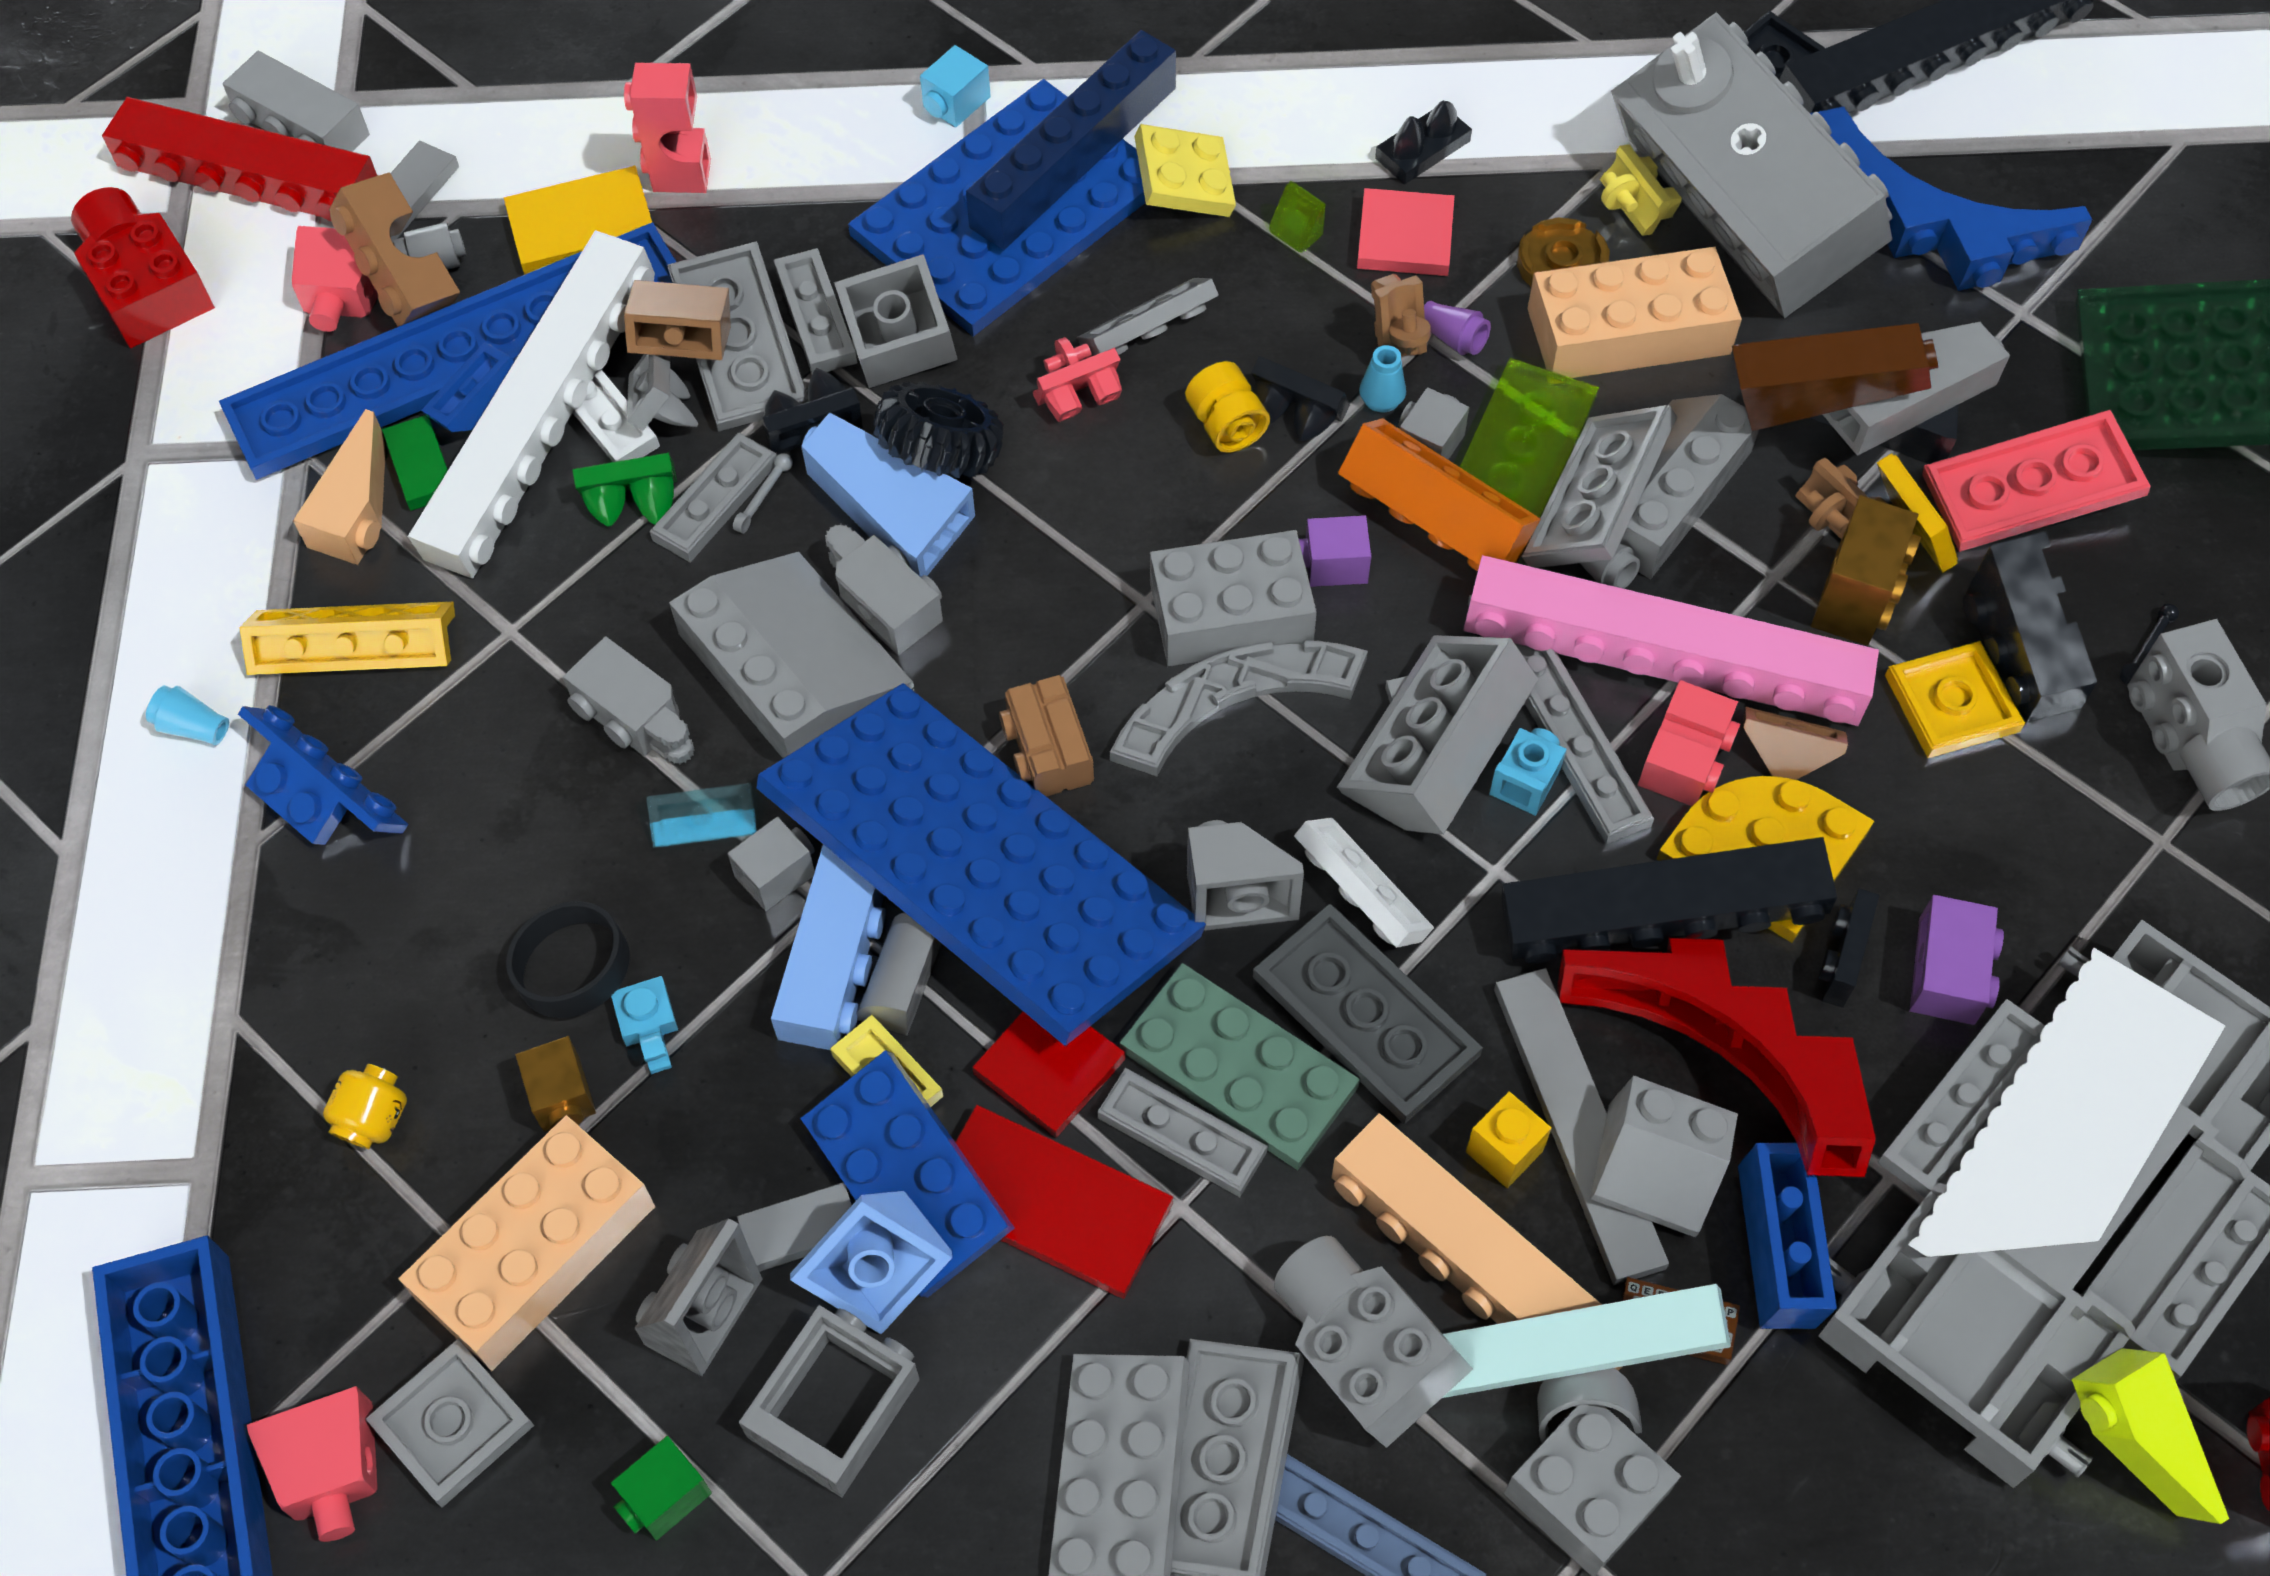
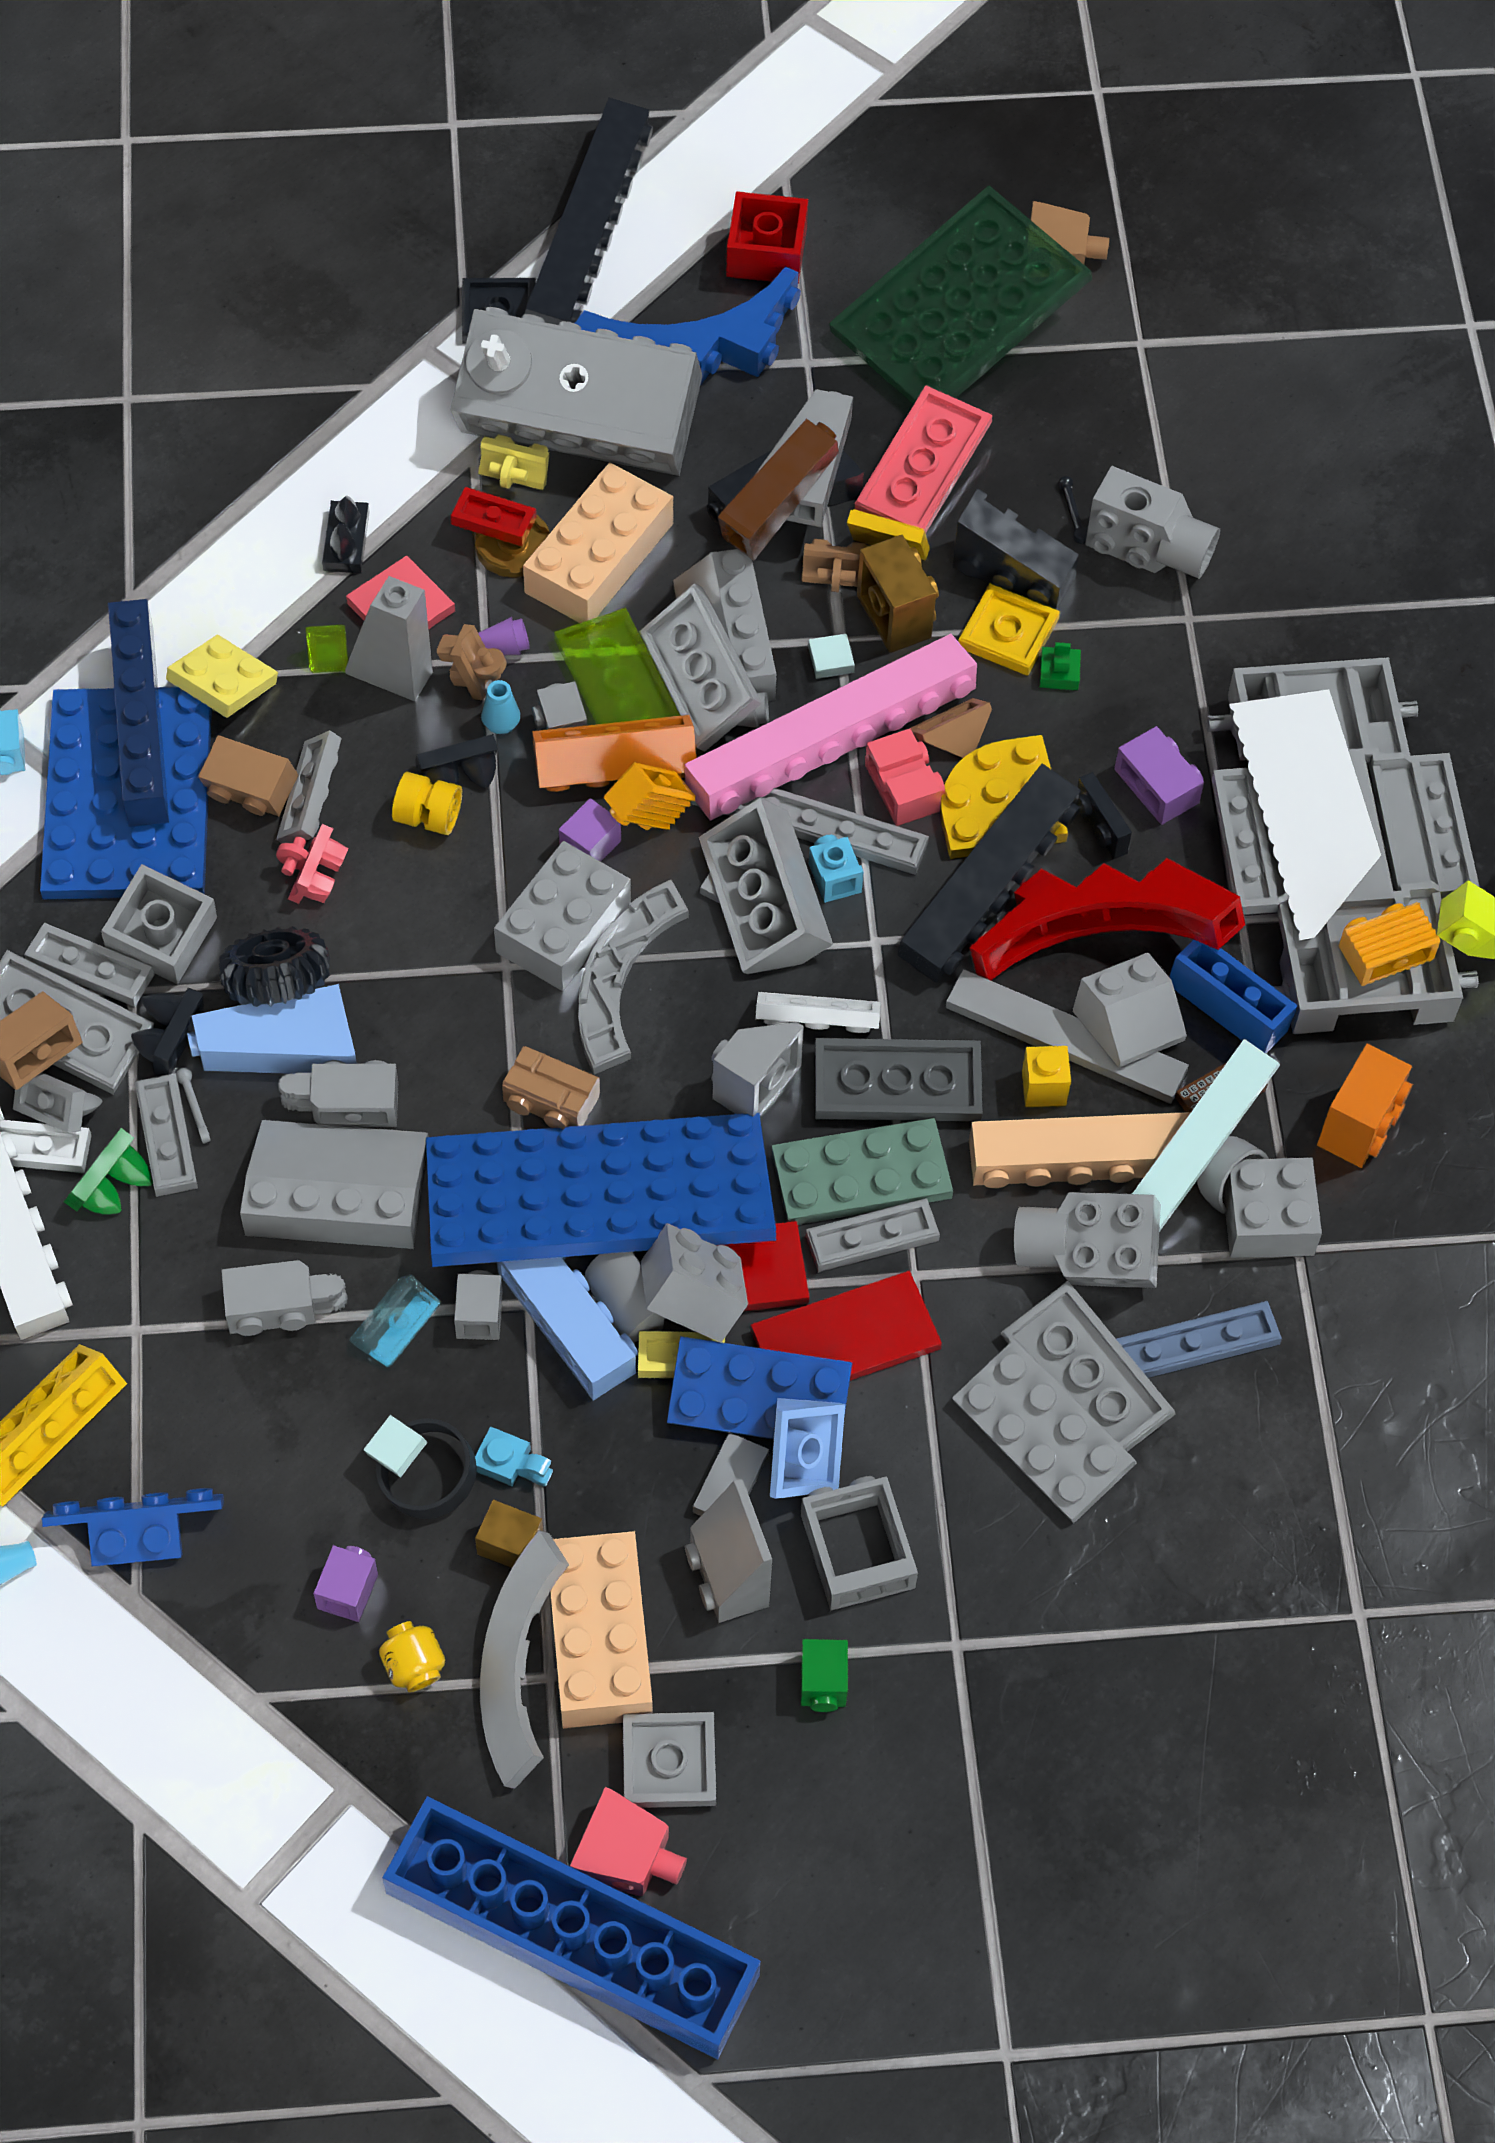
camera: 50 degrees left, 0 degrees up
(396, 991) = (346, 1582): none -> medium lavender brick
(487, 1149) = (505, 1656): none -> light grey tile
(557, 913) = (395, 1446): none -> light aqua tile
(943, 1012) = (694, 1282): none -> light grey brick
(1107, 264) = (247, 776): none -> medium nougat brick
(1342, 242) = (394, 641): none -> light grey slope
(1418, 557) = (648, 797): none -> light orange brick
(1562, 217) = (493, 516): none -> red plate
(1746, 582) = (831, 656): none -> light aqua tile
(1803, 1480) = (1366, 1106): none -> orange brick
(1967, 776) = (1060, 667): none -> green tile
(2000, 1335) = (1388, 942): none -> light orange brick
(2098, 166) = (766, 236): none -> red brick

